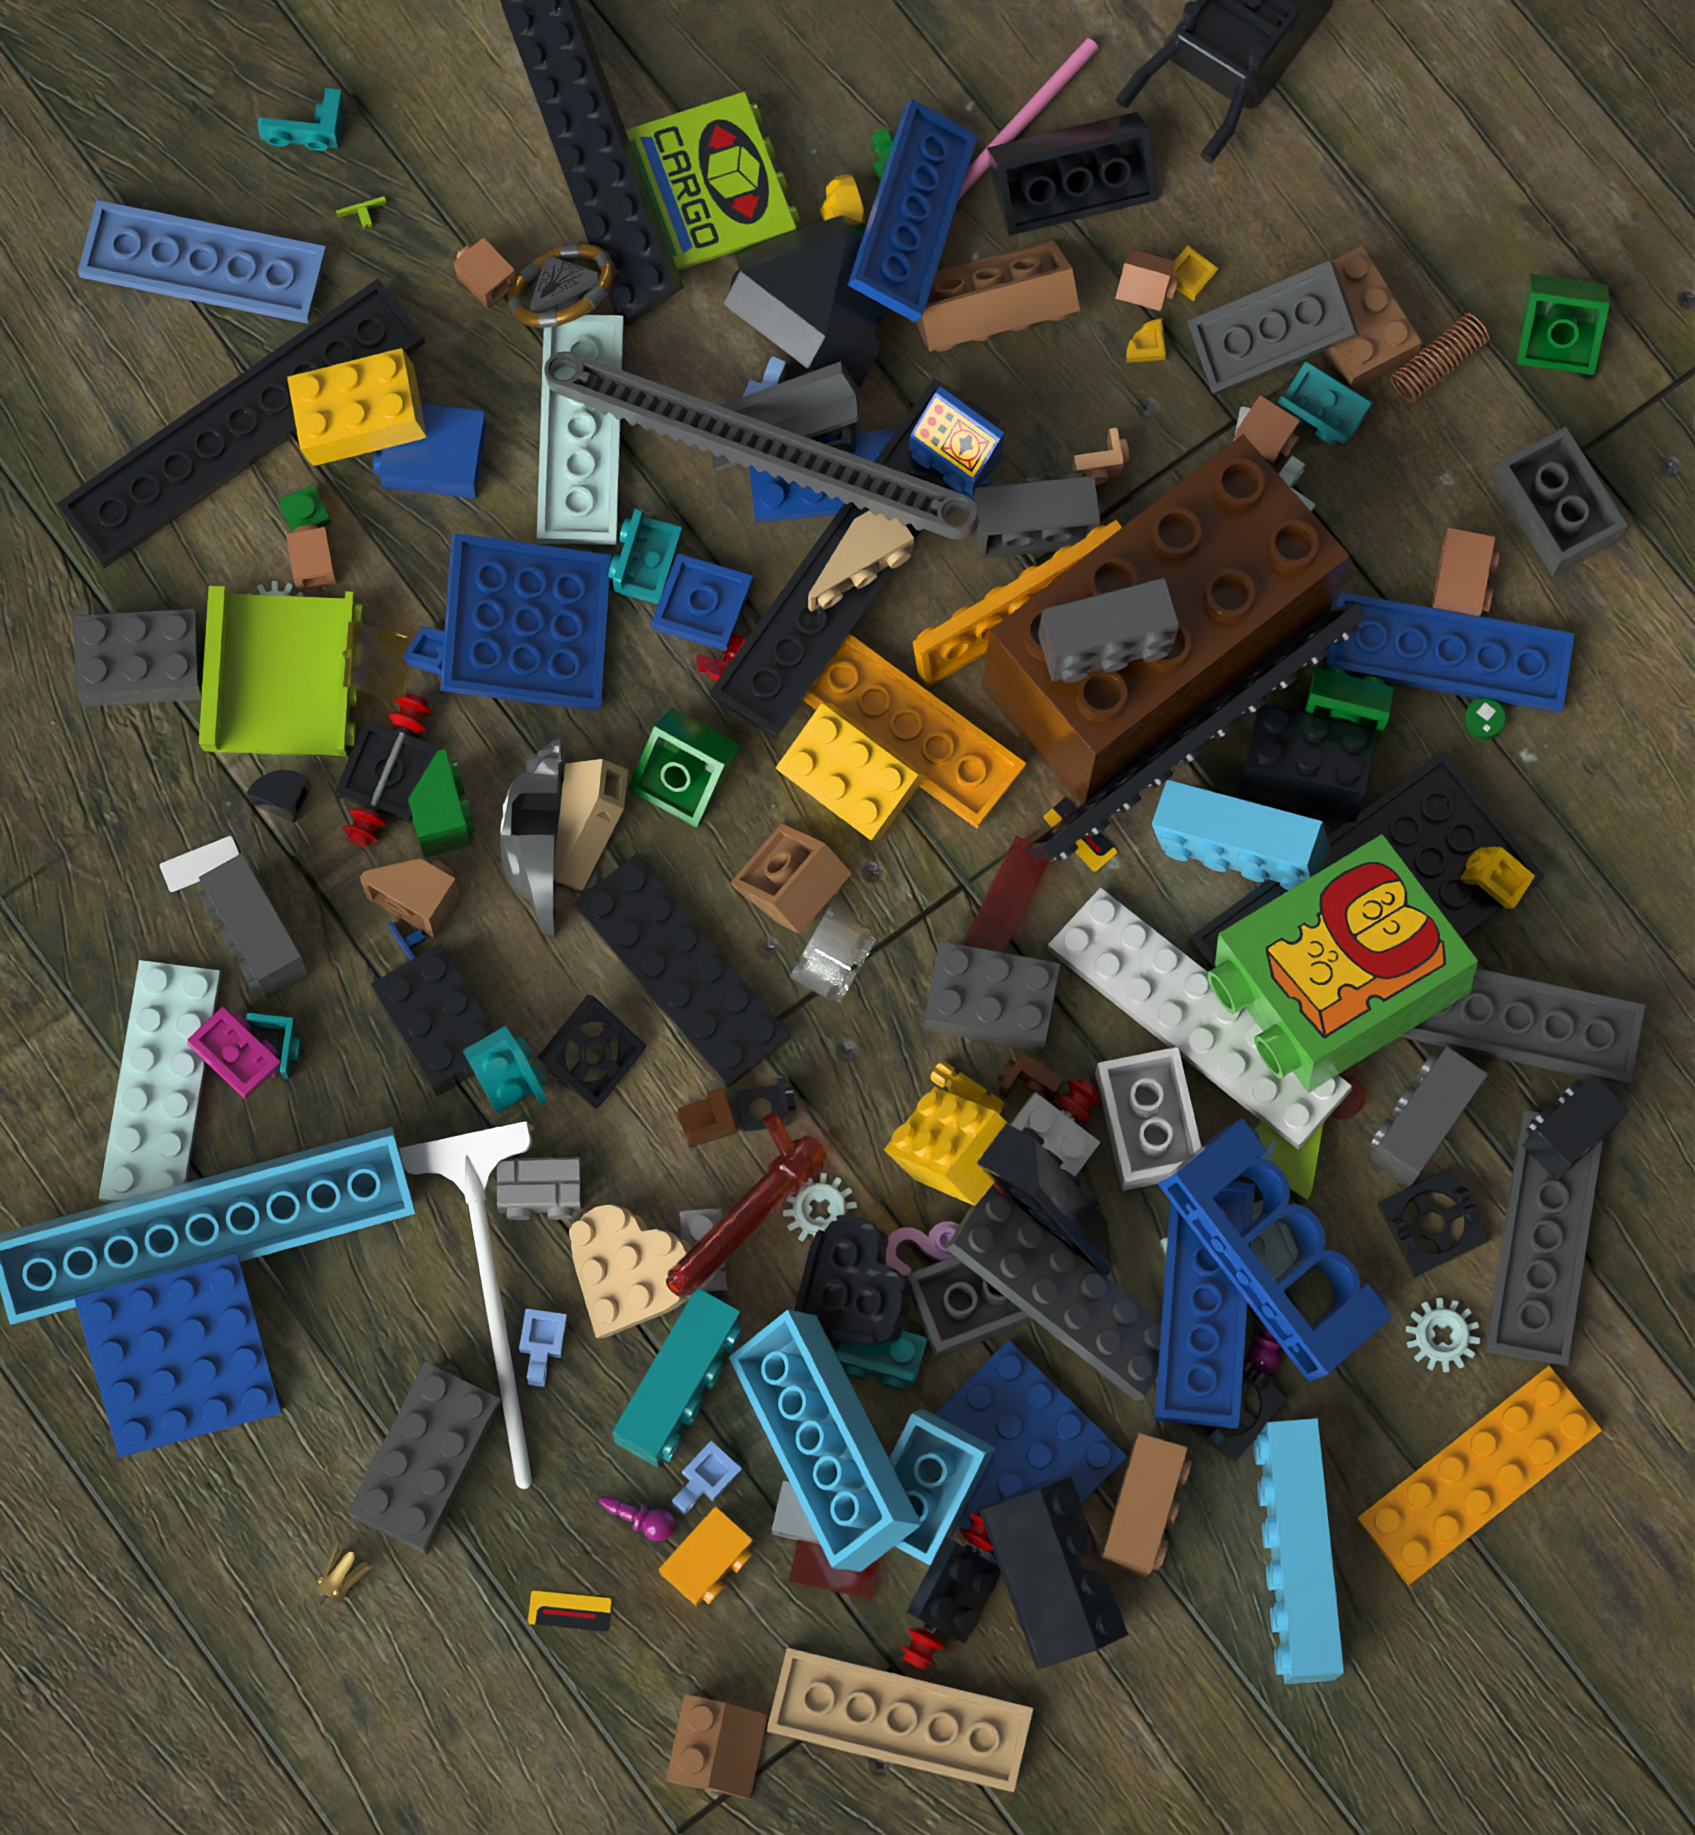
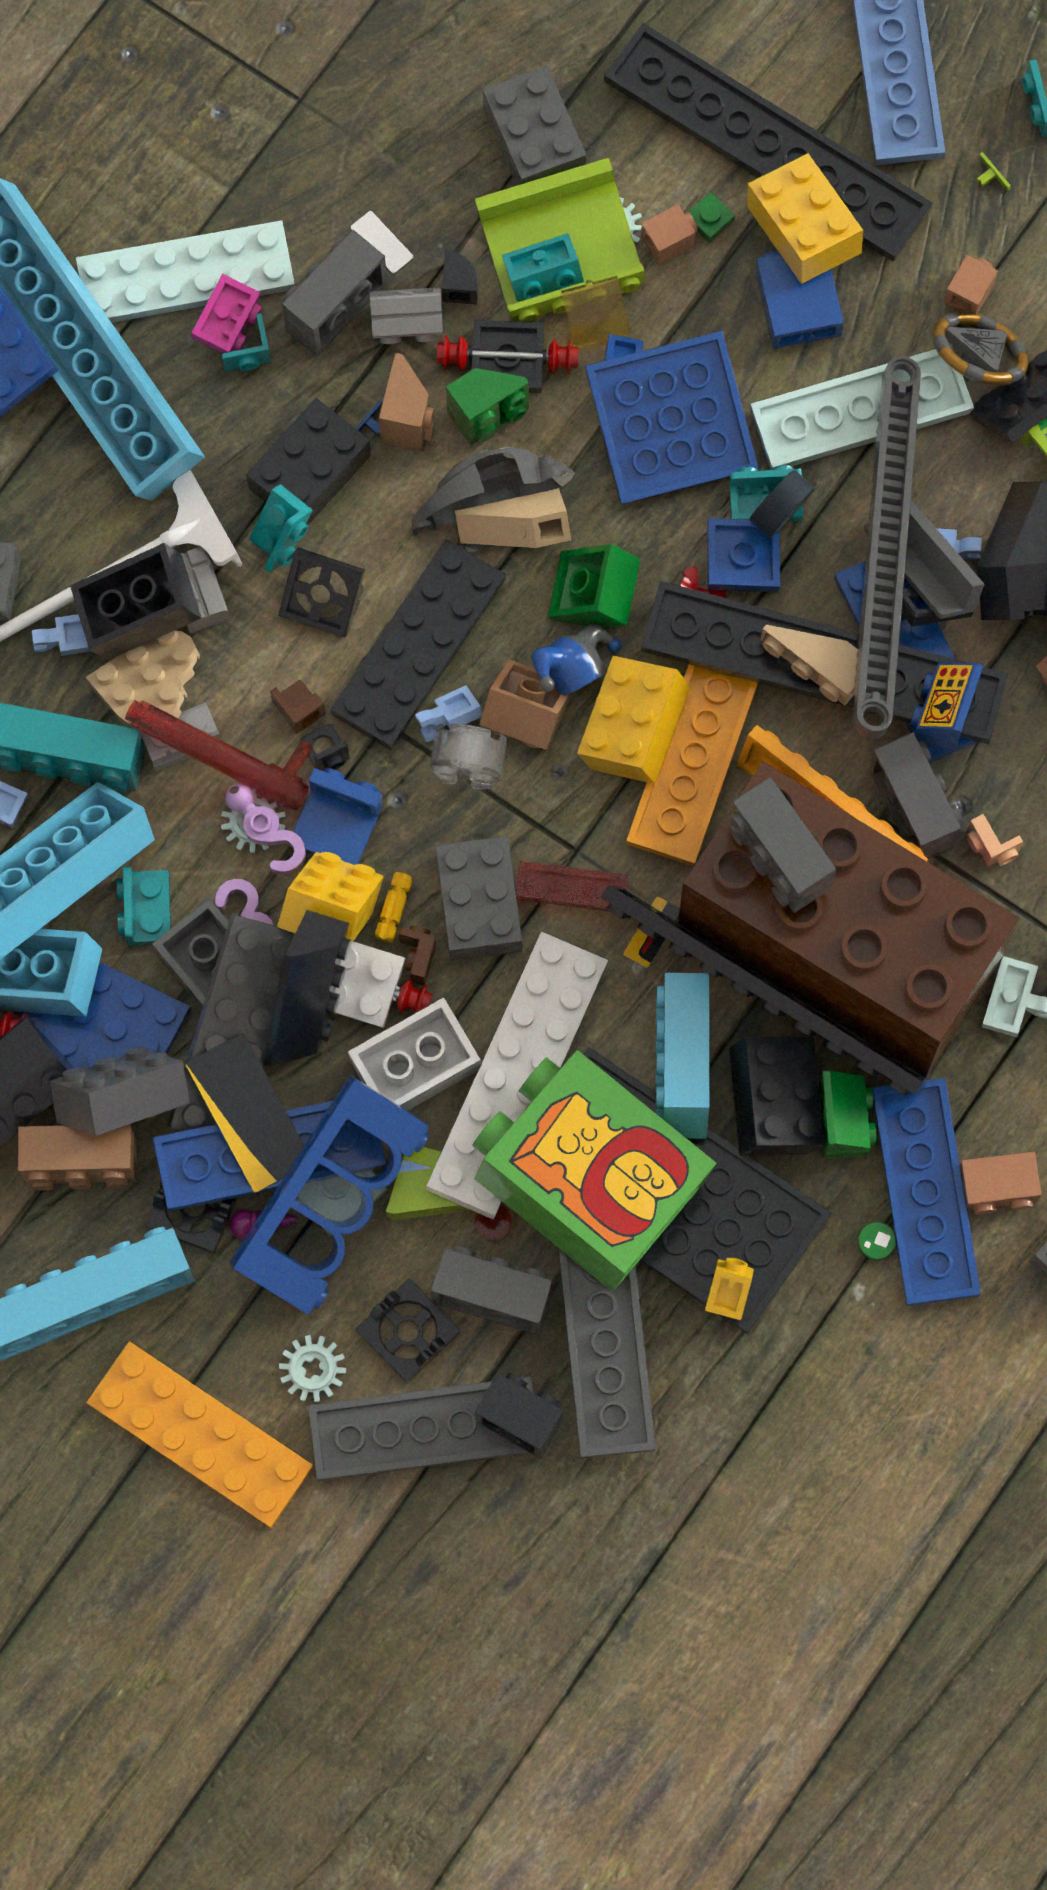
camera: 75 degrees right, 0 degrees up
(302, 860) = (406, 314): none -> light grey brick
(304, 699) = (543, 267): none -> teal bracket
(541, 1249) = (135, 601): none -> black brick
(671, 538) = (781, 503): none -> black wheel
(764, 813) = (573, 659): none -> blue piece
(769, 957) = (453, 708): none -> light blue plate
(838, 1196) = (263, 828): none -> lavender piece
(850, 1117) = (338, 815): none -> blue bracket
(852, 1286) = (187, 858): black plate -> none
(1100, 1433) = (119, 1091): none -> dark grey brick
(1159, 1306) = (247, 1111): none -> black sticker

